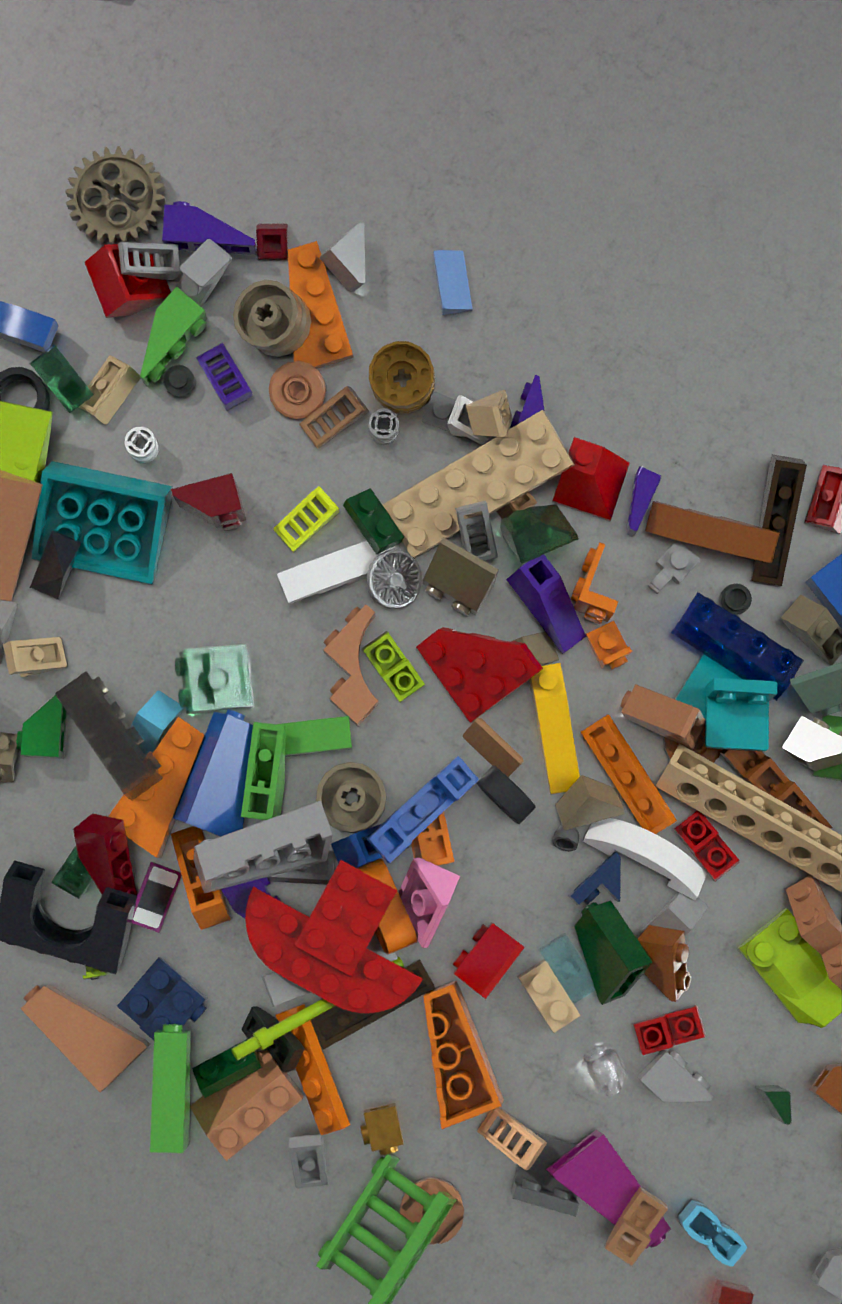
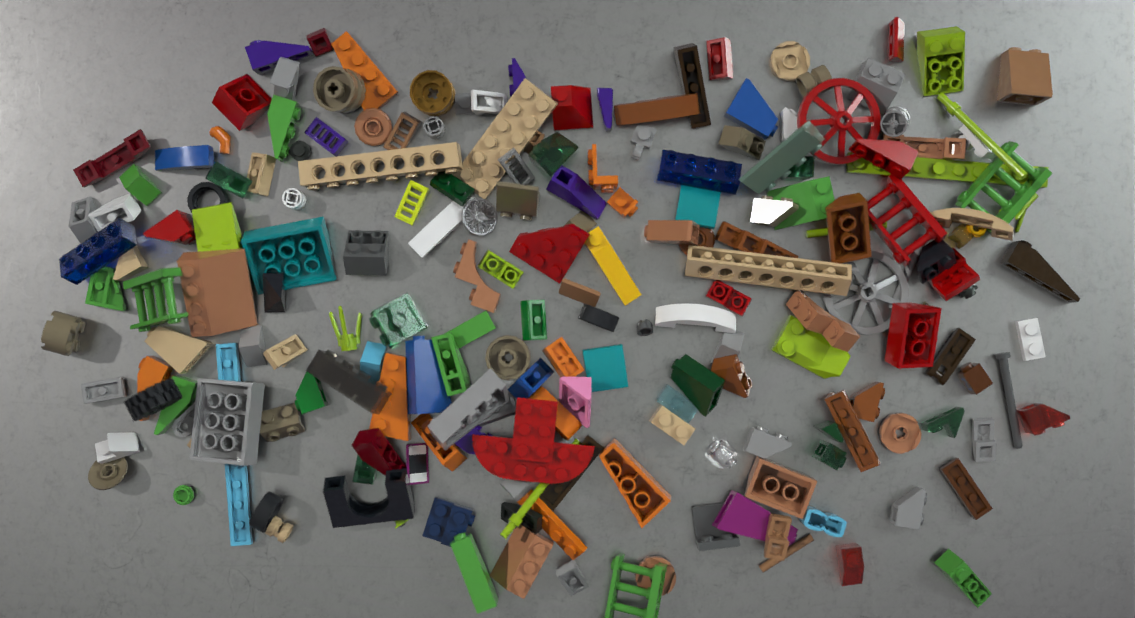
camera: 15 degrees left, 5 degrees up
(78, 317) = (223, 137): none -> orange arm
(87, 1038) = (411, 561): nougat slope -> none
(129, 677) = (346, 341): none -> lime plant
(132, 175) = (209, 70): dark tan gear -> none
(167, 251) = (256, 75): light grey slope -> none
(183, 411) = (310, 168): none -> tan brick
(212, 563) = (366, 252): none -> dark grey slope
(213, 501) = (351, 215): dark red slope -> none
(224, 1070) = (500, 547): dark green plate -> none
(347, 258) = (369, 34): light grey slope -> none
(382, 1129) = (607, 541): pearl gold brick -> none
(410, 759) = (533, 320): none -> green slope
(422, 809) = (552, 347): blue slope -> none
(452, 281) = (438, 21): medium blue slope -> none
(486, 872) = (606, 367): none -> teal slope
(487, 959) = (627, 418): red slope -> none
(490, 415) = (495, 94): tan slope -> none
(513, 1153) = (681, 522): light nougat slope -> none
(588, 803) = (649, 301): dark tan slope -> none
(606, 875) = (678, 340): dark blue slope -> none
(628, 775) = (666, 275): orange plate -> none
(645, 1257) = (791, 550): none -> medium nougat bar
(669, 1030) = (750, 414): red slope -> none
(669, 1154) = (780, 487): none -> nougat slope
(735, 598) = (687, 143): pearl dark grey plate -> none
(738, 714) = (716, 212): teal bracket -> none
(762, 1138) = (830, 455): none -> clear green slope
(809, 1116) = (852, 430): none -> dark orange fence

